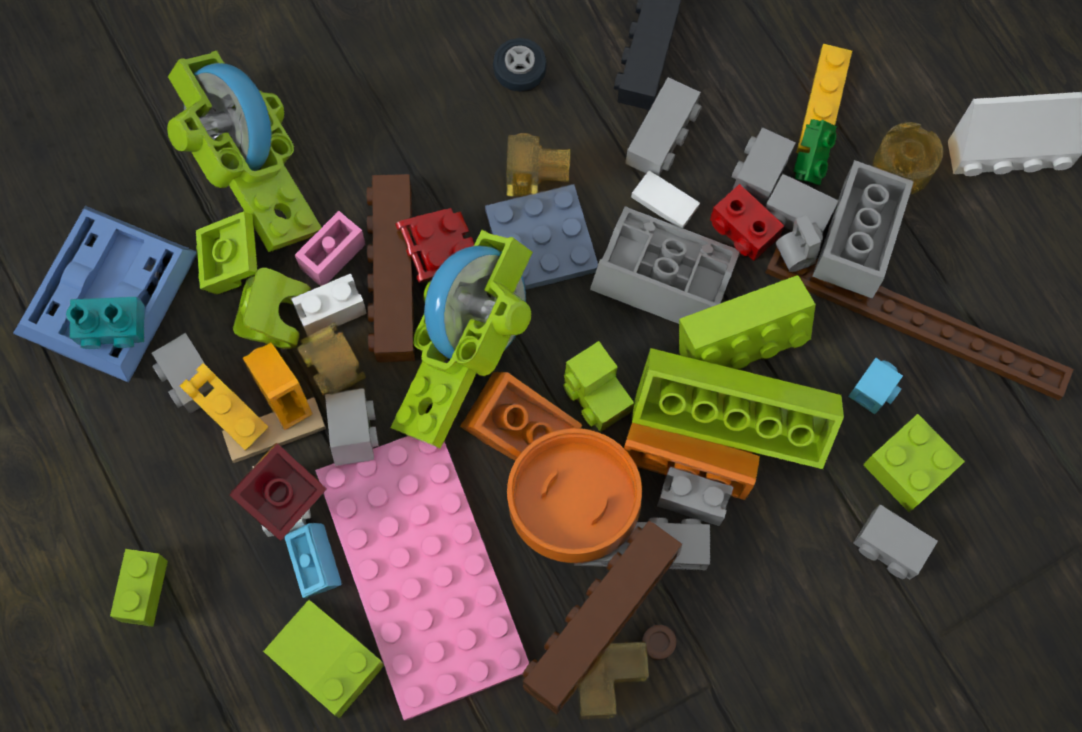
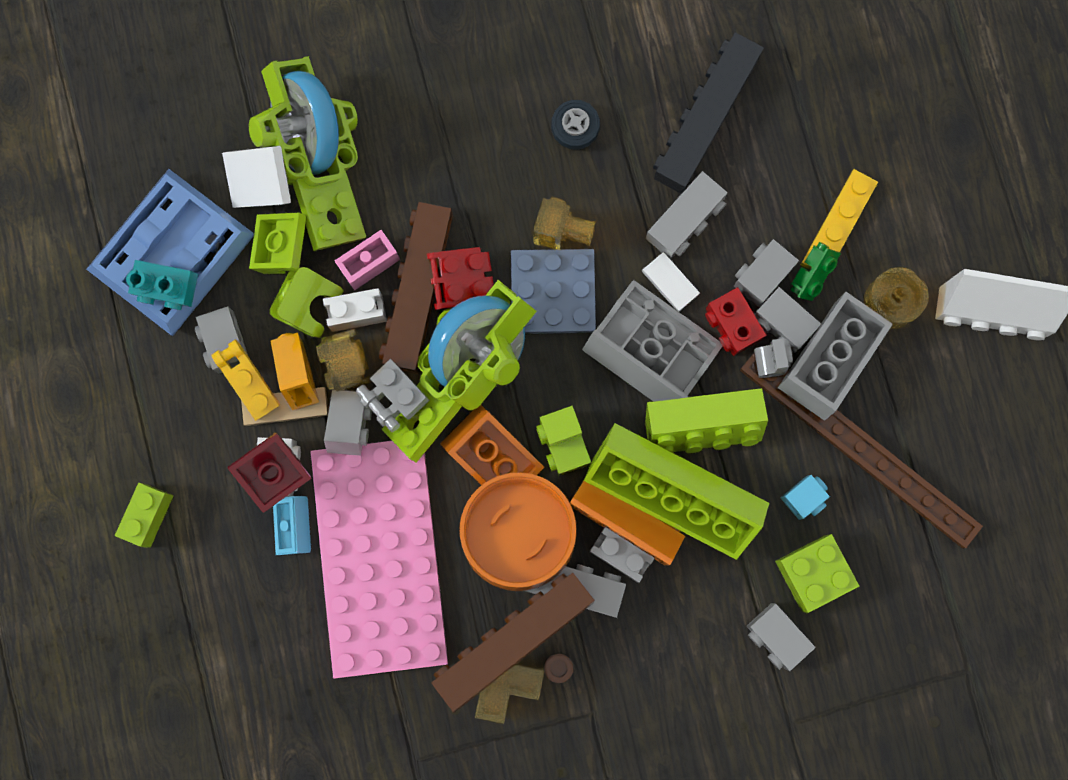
camera: 20 degrees right, 10 degrees up
(187, 187) = (256, 177): none -> white tile
(324, 658) = (280, 611): lime slope -> none
(399, 372) = (399, 389): none -> light grey plate

